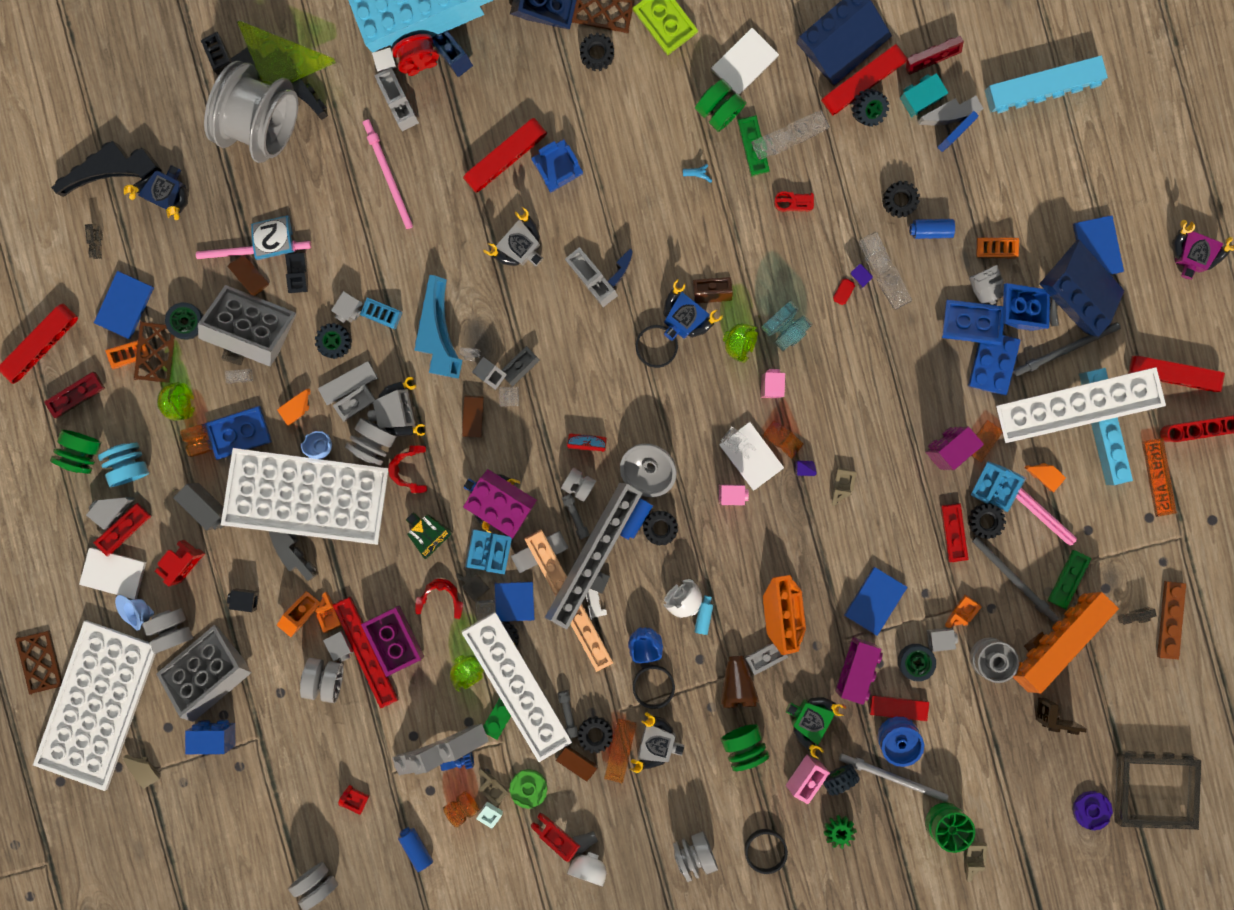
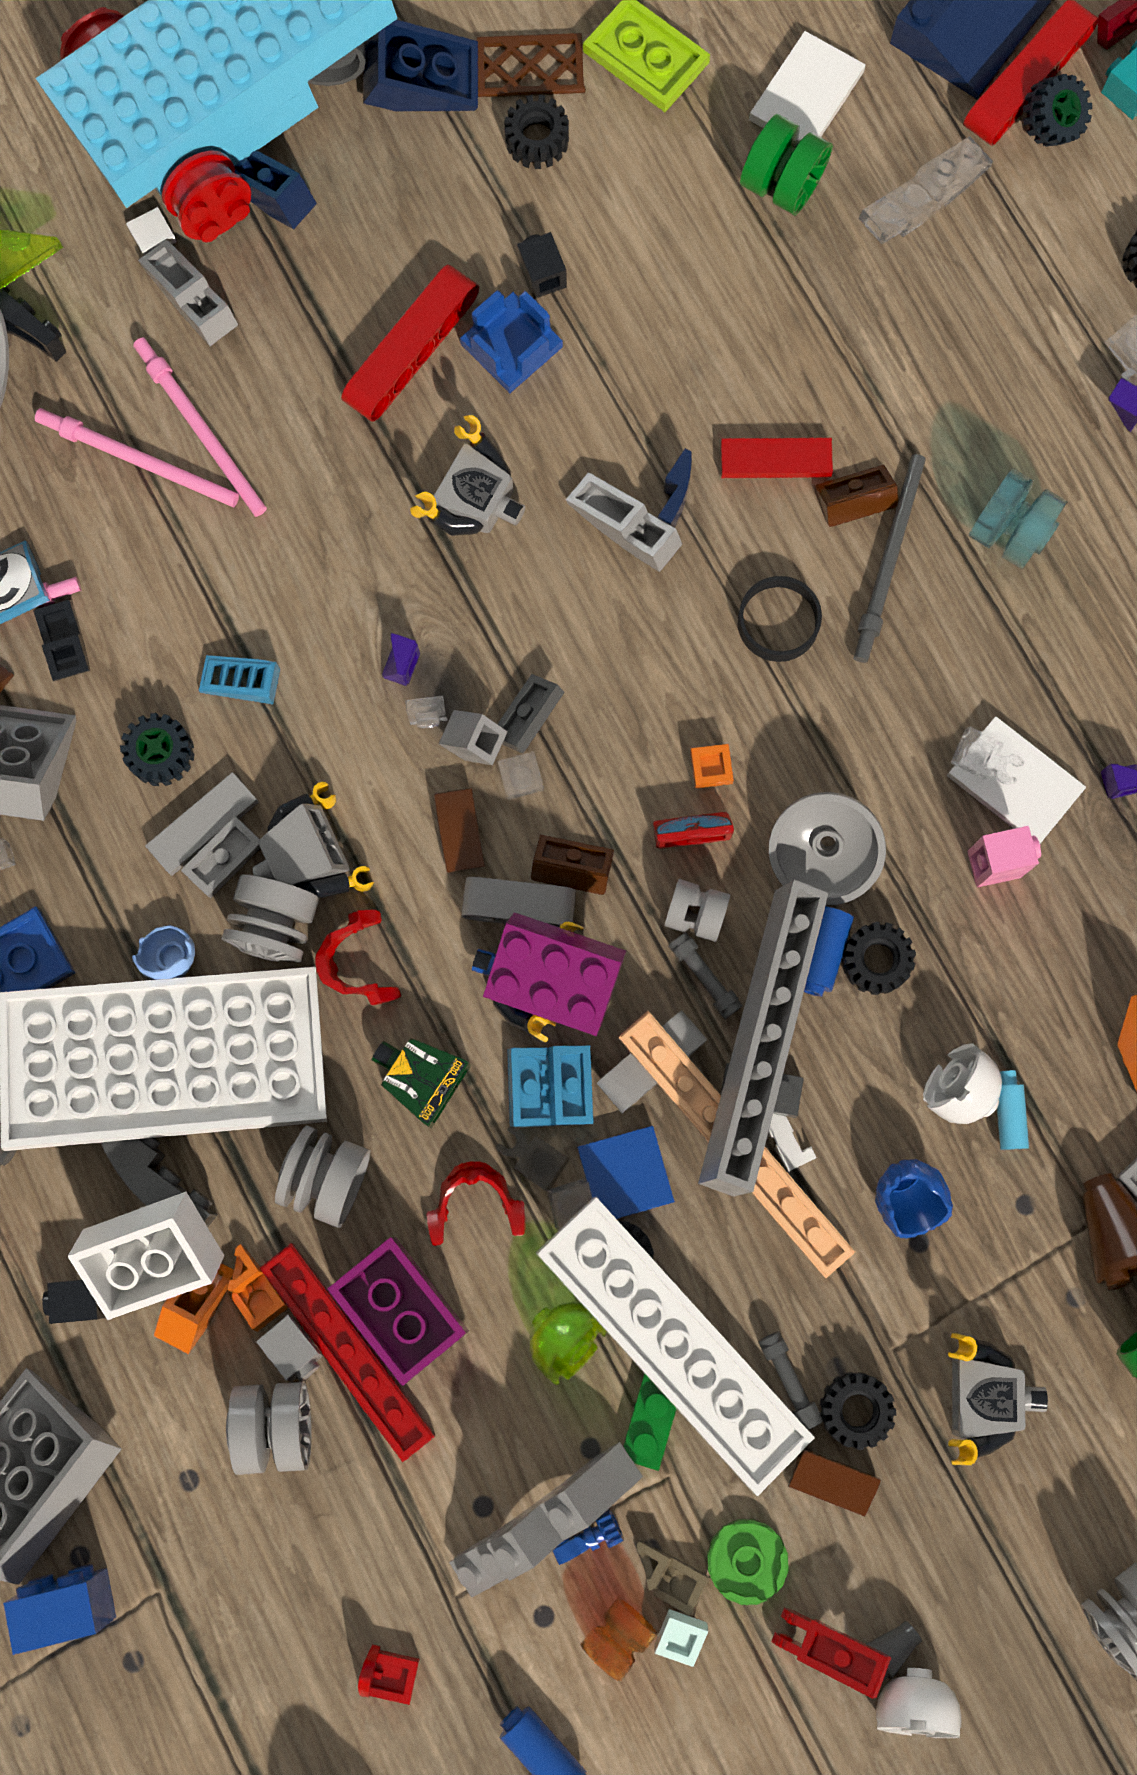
camera: 15 degrees left, 10 degrees down
(279, 589) = (146, 1256): none -> white brick
(295, 407) = (107, 893): orange slope -> none
(323, 161) = (74, 430): none -> bright pink bar
(347, 308) = (171, 681): light grey brick -> none
(369, 570) = (319, 1175): none -> light grey wheel
(433, 331) = (346, 689): dark azure arch -> none
(463, 323) = (401, 660): none -> dark purple slope
(493, 460) = (498, 899): none -> light grey beam
(524, 445) = (572, 864): none -> reddish brown slope
(581, 128) = (541, 265): none -> black brick
(603, 413) = (711, 766): none -> orange plate
(620, 750) = (917, 1432): clear orange slope -> none
(658, 705) = (990, 1282): black tyre -> none
(676, 261) = (776, 457): none -> red tile
(685, 316) = (820, 547): torso -> none
(697, 172) = (772, 295): dark azure bar -> none
(701, 359) = (871, 622): none -> dark grey bar
(740, 341) = (936, 569): clear neon green cylinder -> none
(750, 131) = (845, 202): green tile -> none
(773, 384) = (1023, 631): bright pink brick -> none
(783, 439) = (1068, 733): clear orange slope -> none
(797, 202) = (971, 305): red piece -> none
(844, 291) = (1101, 443): red piece -> none

